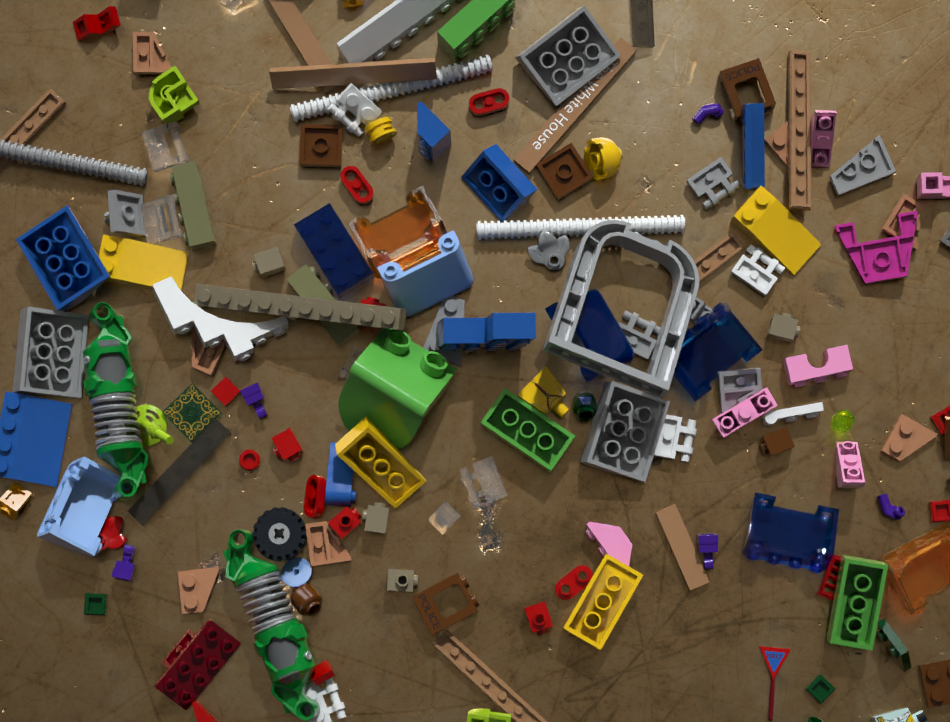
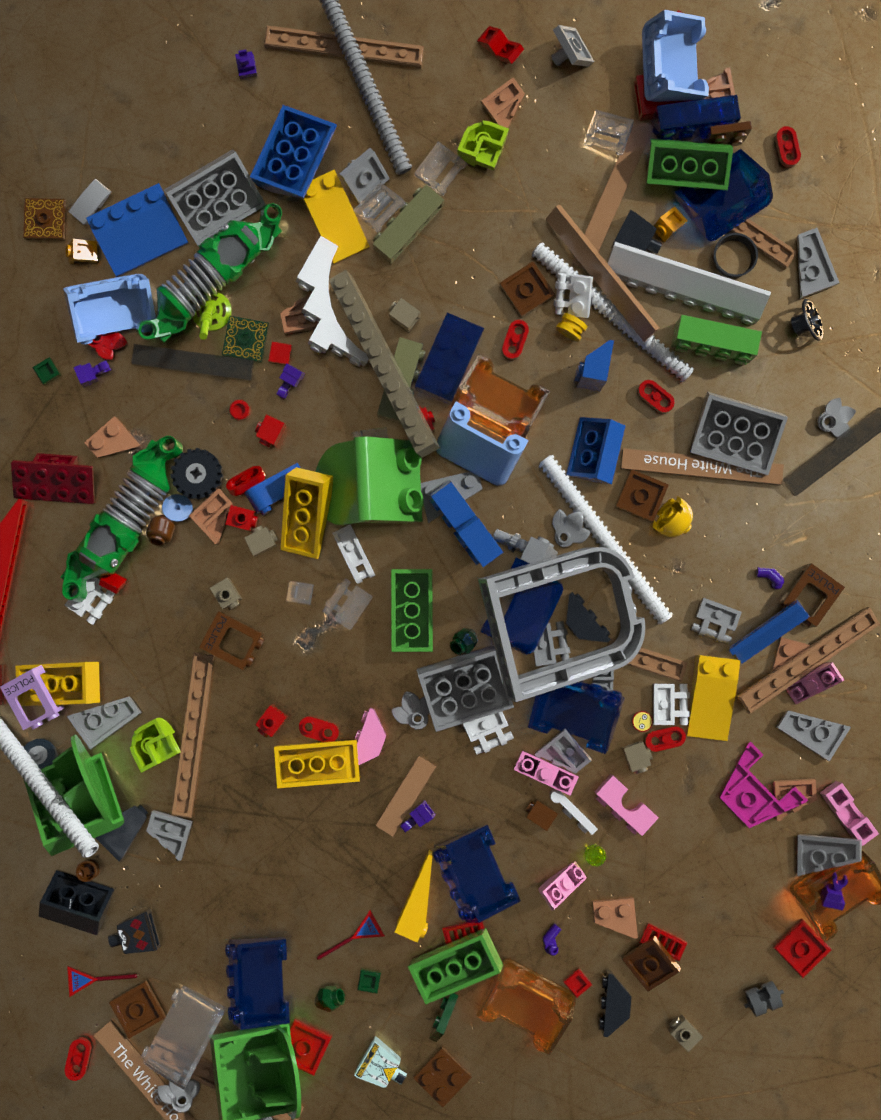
camera: 50 degrees right, 5 degrees up
(340, 22) = (638, 234): none -> black torso
(442, 447) = (353, 553): none -> white plate
(545, 394) = (451, 604): yellow torso -> none
(548, 292) = (532, 550): none -> light grey brick
(610, 489) = (410, 709): none -> light grey plate
(637, 294) = (583, 622): none -> black slope
(755, 303) = (642, 721): none -> light yellow tile
(784, 295) = (664, 738): none -> red plate
(785, 603) = (413, 915): none -> yellow slope

